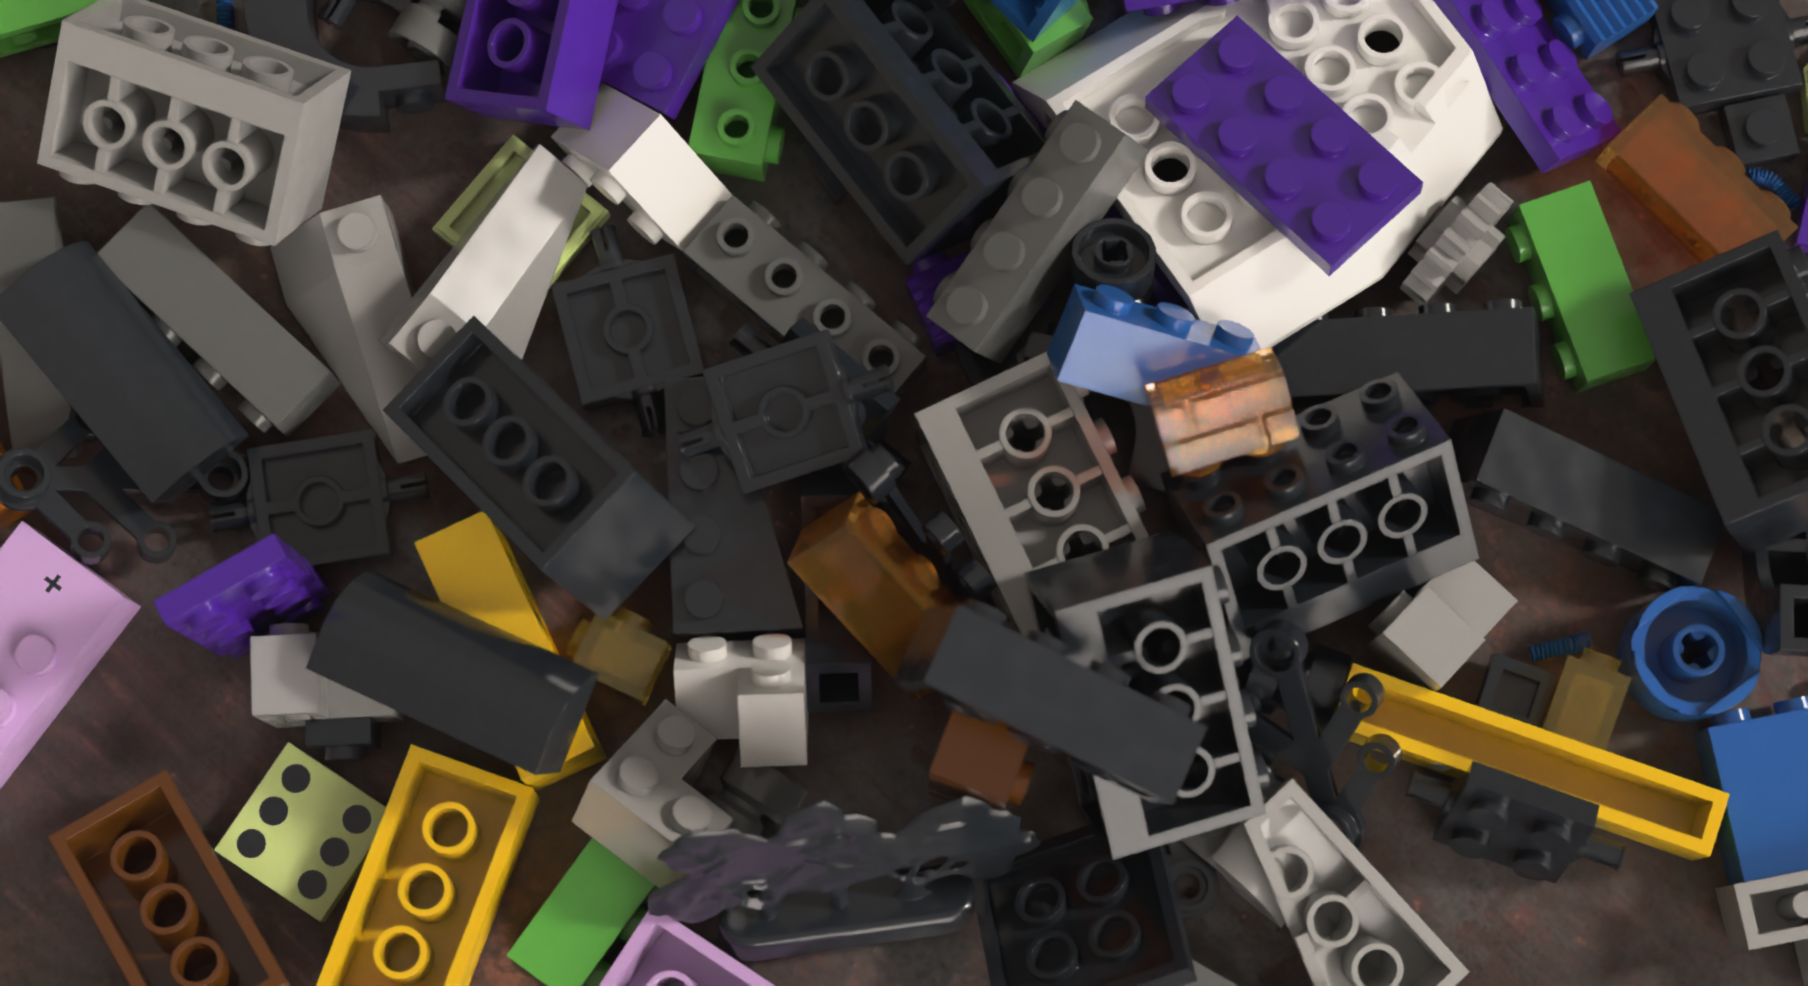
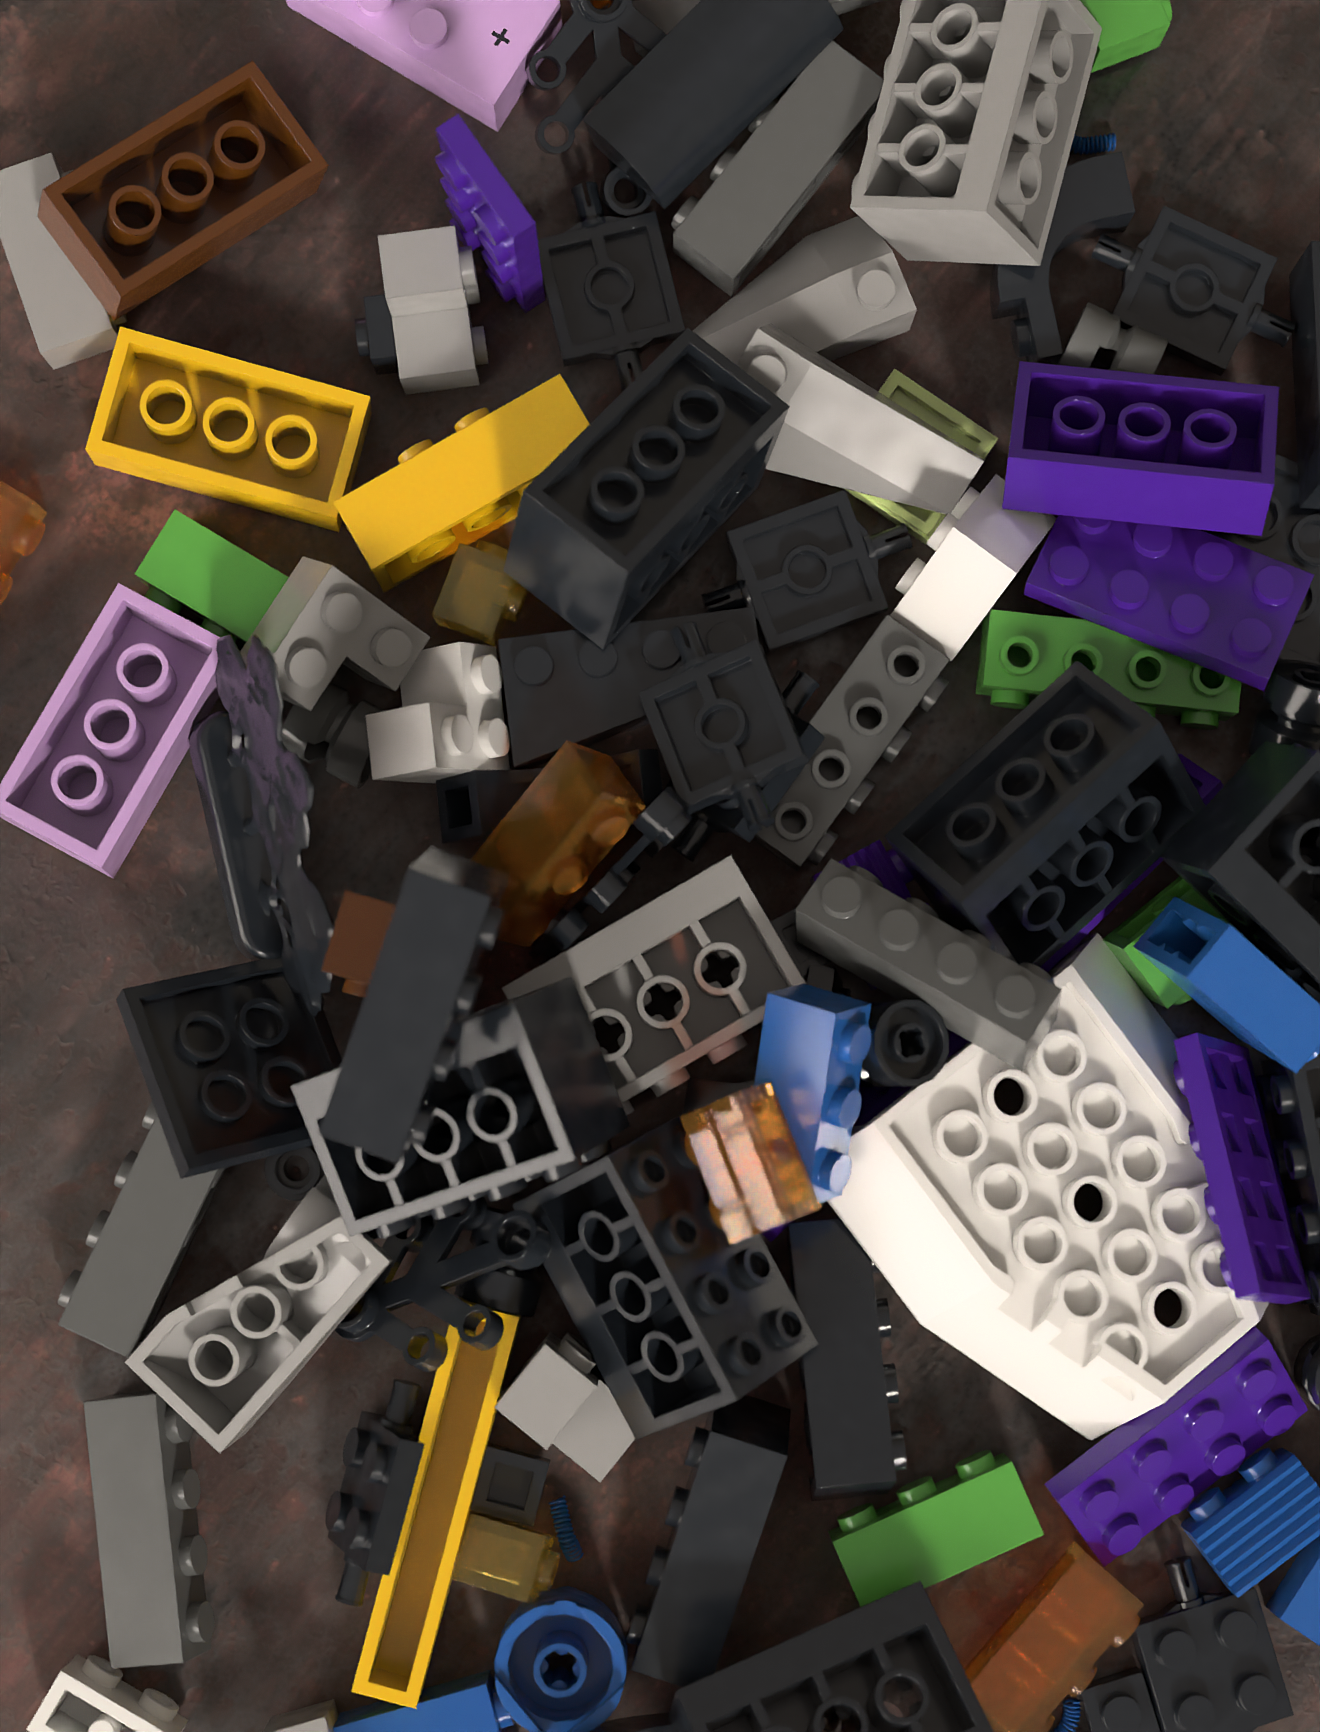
camera: 80 degrees right, 5 degrees up
(304, 832) = (288, 308): yellowish green tile -> none
(453, 672) = (428, 422): black brick -> none
(1283, 145) = (1041, 1210): dark purple plate -> none
(1456, 244) = (963, 1399): light grey gear -> none

